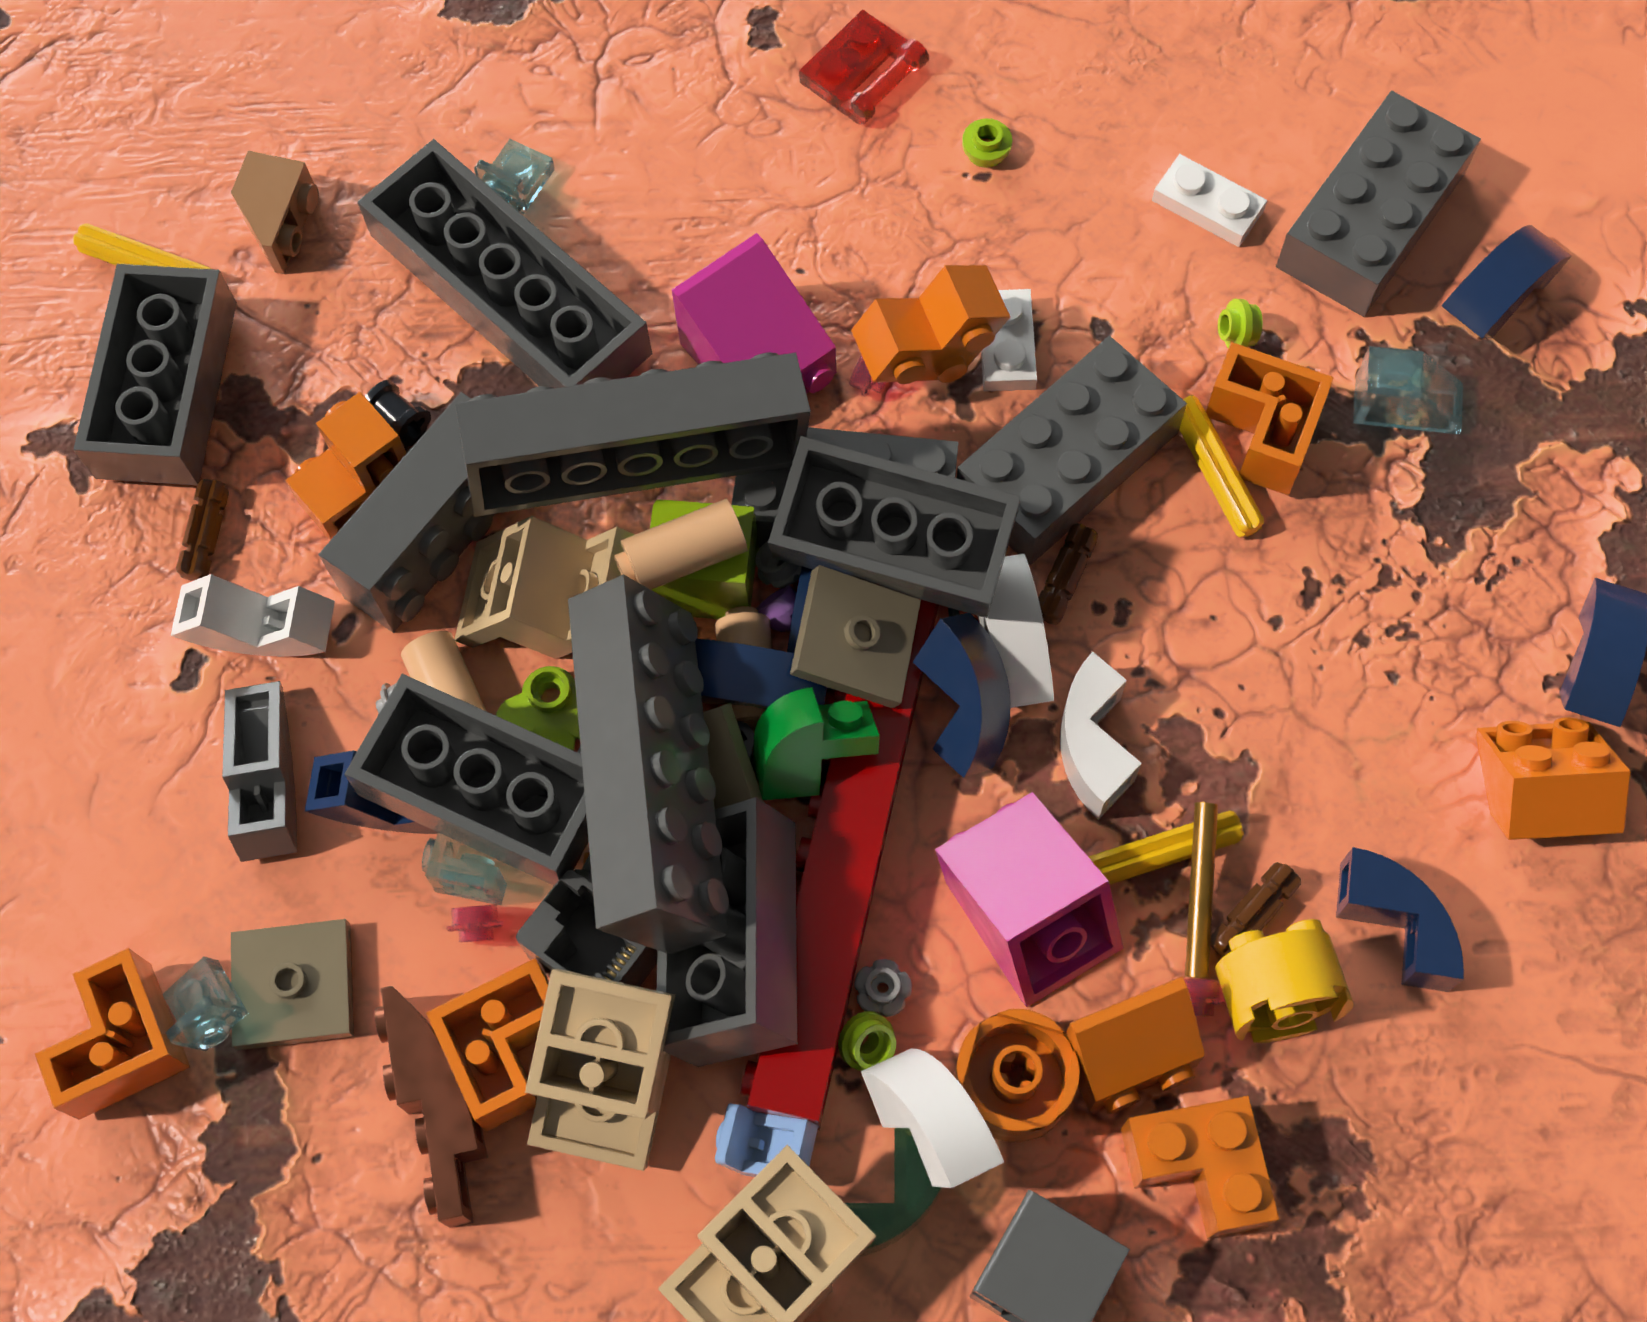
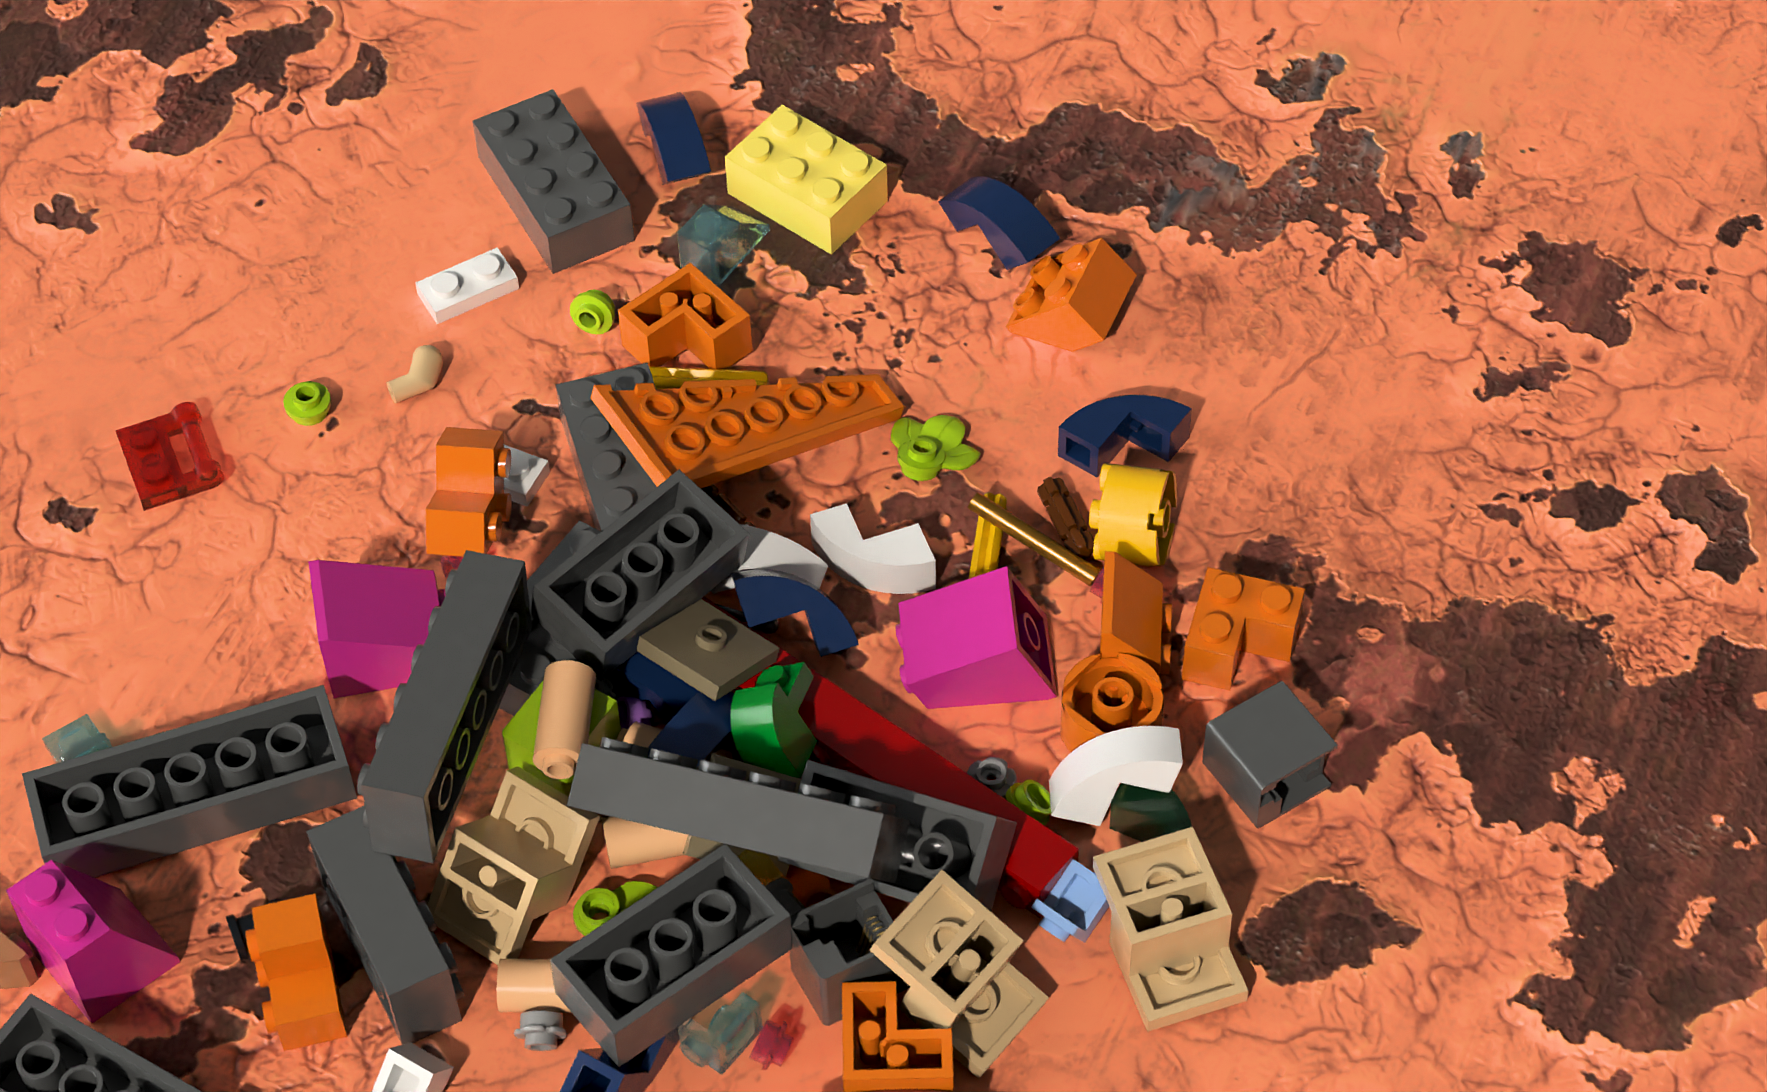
camera: 65 degrees left, 15 degrees down
(308, 282) = (89, 937): none -> dark pink slope
(1075, 218) = (421, 377): none -> tan arm
(1150, 521) = (740, 426): none -> orange wing
(1276, 732) = (931, 446): none -> lime plate
(1537, 434) = (806, 179): none -> light yellow brick

